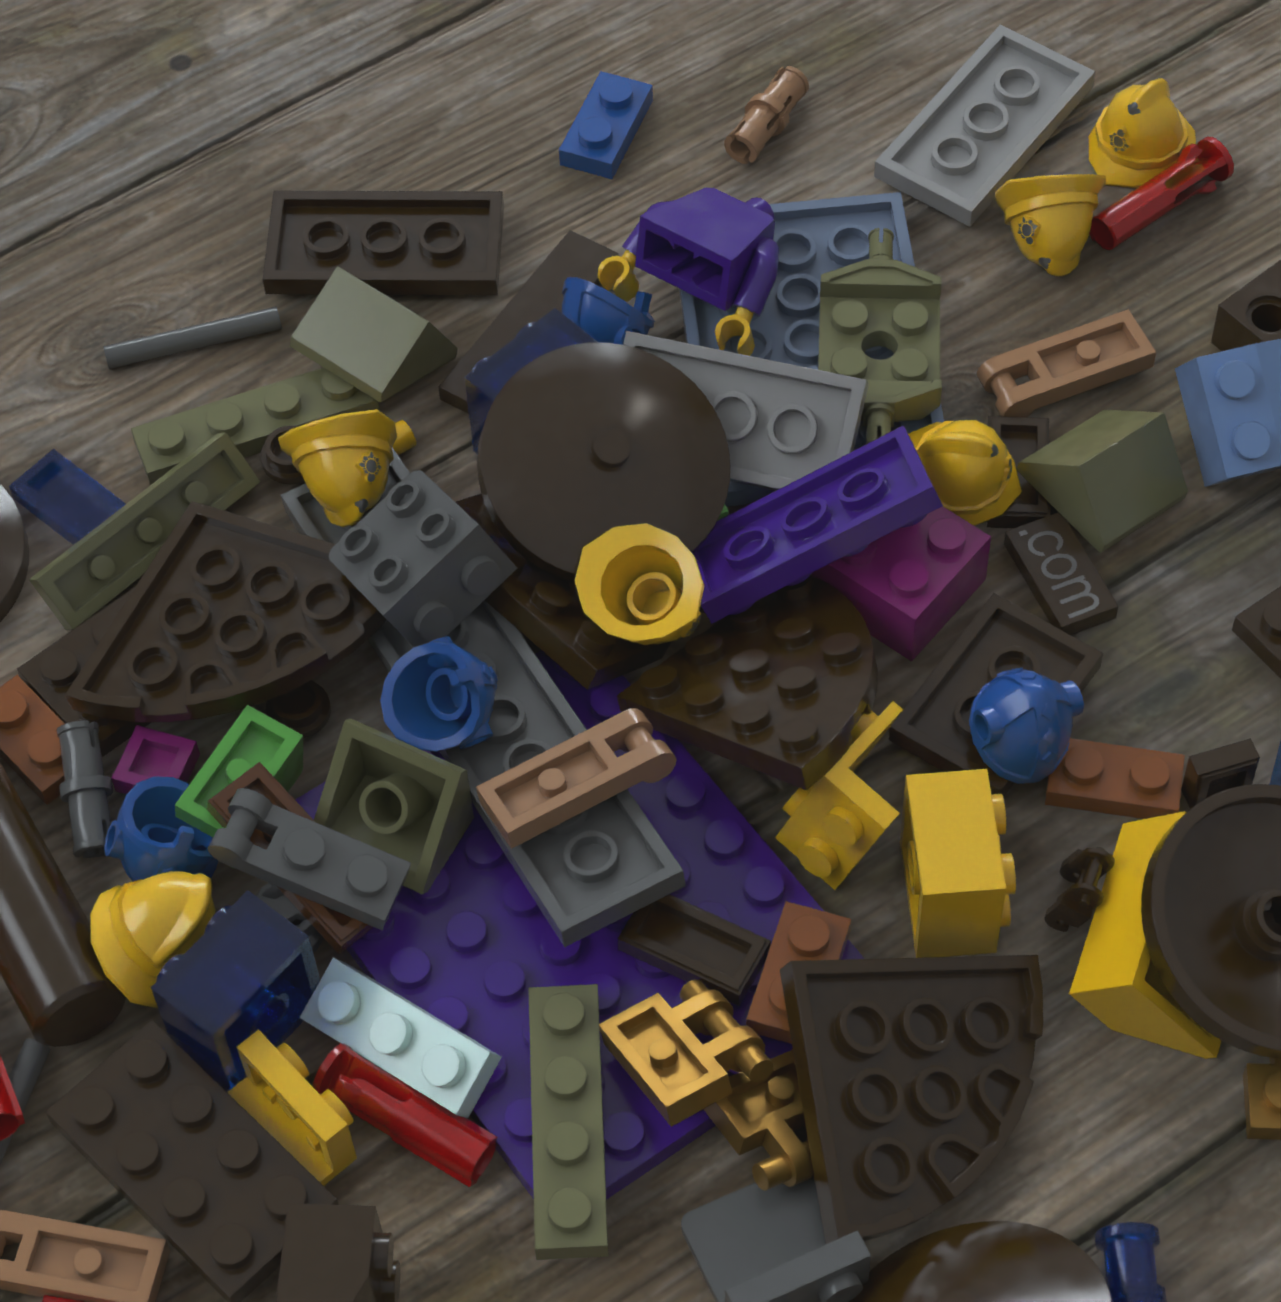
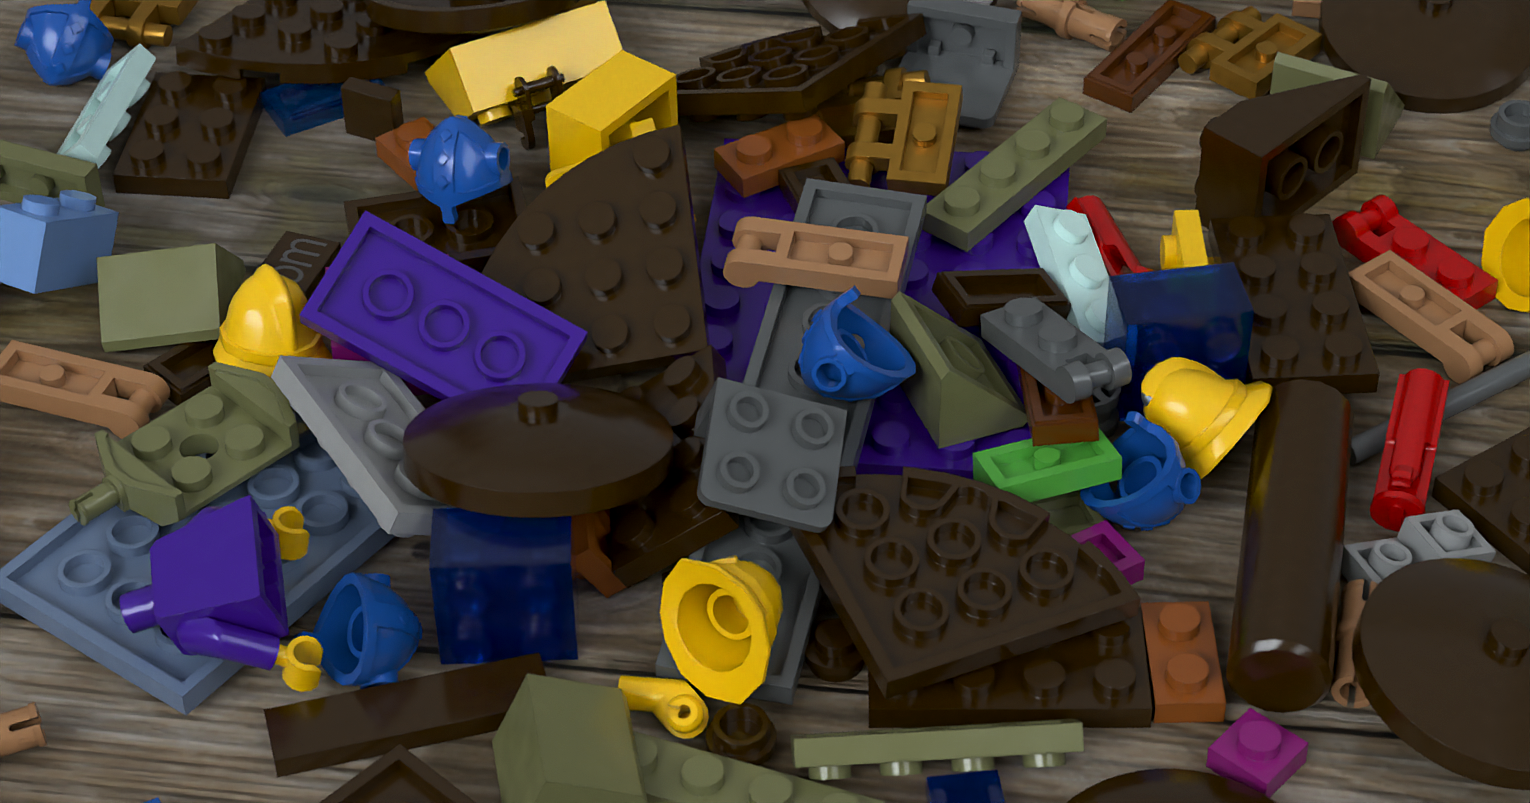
camera: 140 degrees left, 15 degrees down
(85, 787) = (1174, 566): dark grey pin -> none
(428, 927) = (981, 291): none -> dark brown tile
(640, 584) = (623, 335): yellow piece -> none

